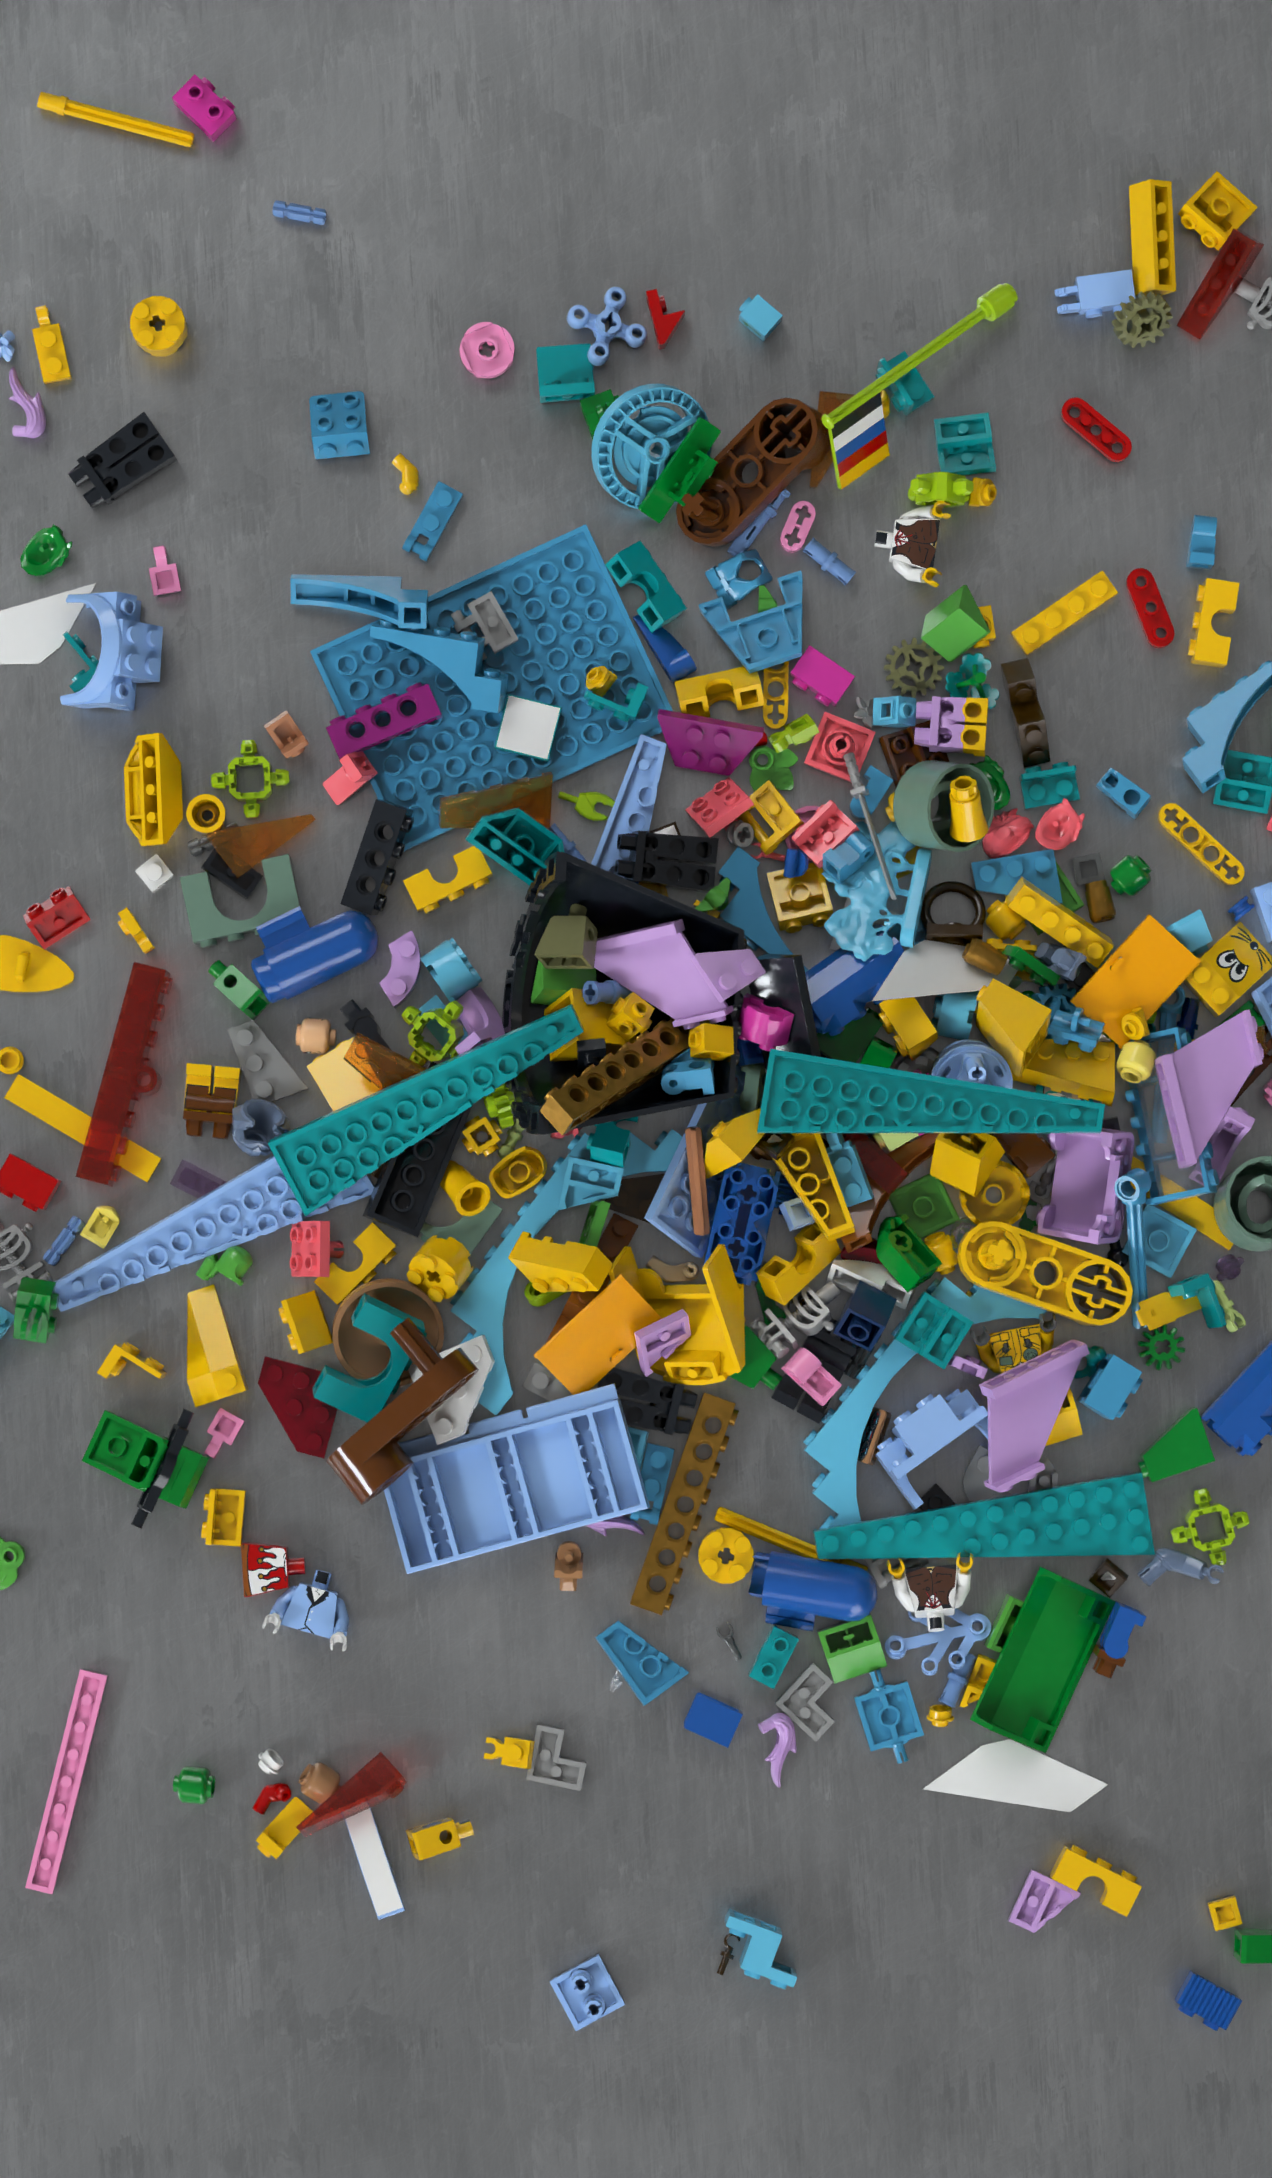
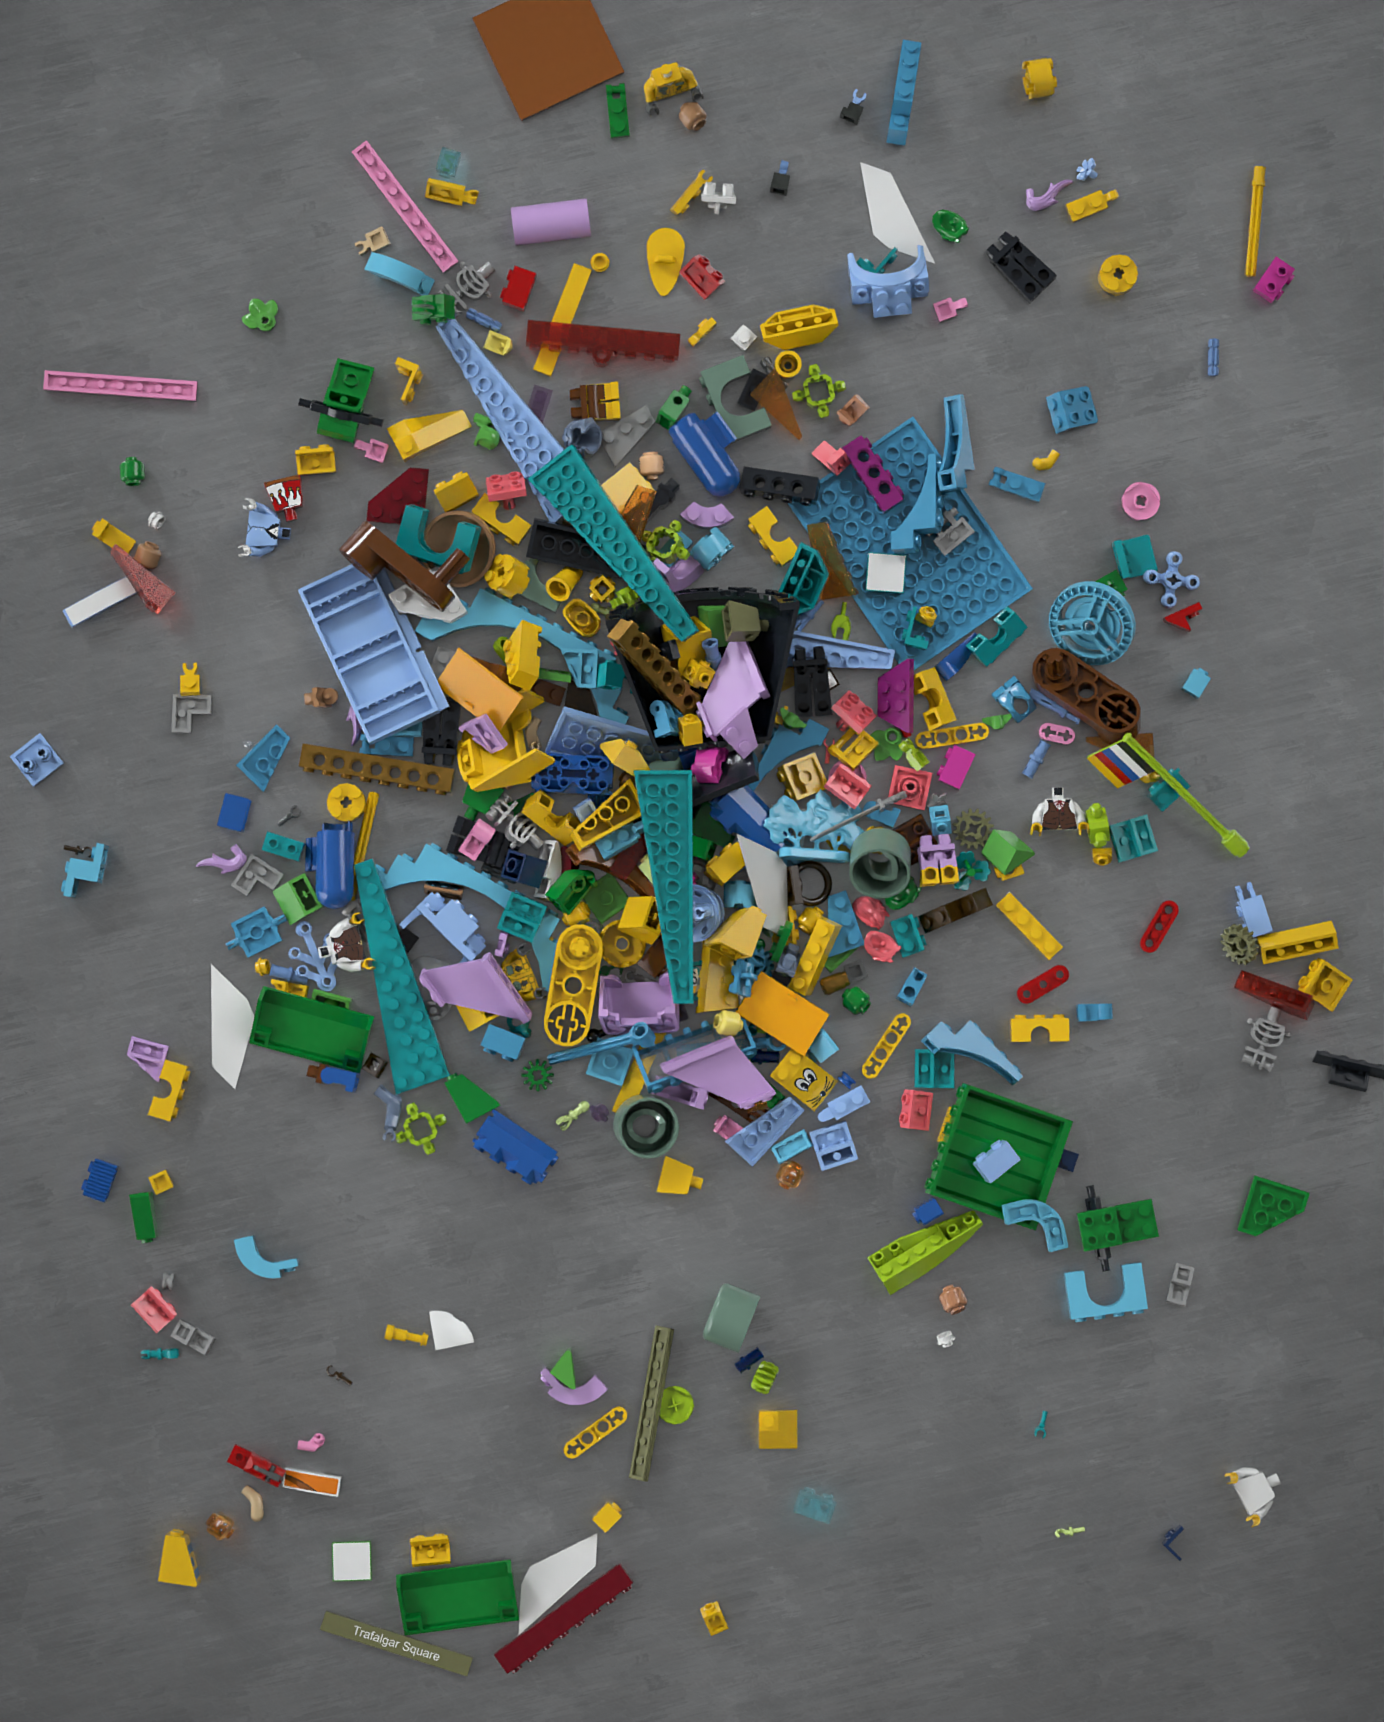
camera: 85 degrees right, 0 degrees up
(270, 1794) = (134, 523): red arm -> none
(425, 1838) = (122, 632): yellow torso -> none
(684, 472) = (1078, 648): green bracket -> none
(697, 1180) = (595, 739): nougat axle -> none
(732, 831) = (842, 726): light grey bush -> none
(765, 636) = (976, 724): dark azure wing -> none
(775, 1143) = (628, 785): dark brown tile -> none
(795, 863) = (824, 770): blue plate -> none
(848, 856) = (834, 804): dark azure leg -> none
(966, 810) = (877, 878): yellow plant -> none
(984, 956) = (781, 908): pearl gold piece -> none
(1135, 1024) = (752, 1018): yellow plate -> none
(1165, 1309) = (567, 1078): yellow piece -> none
(1205, 1290) = (582, 1097): teal bracket -> none

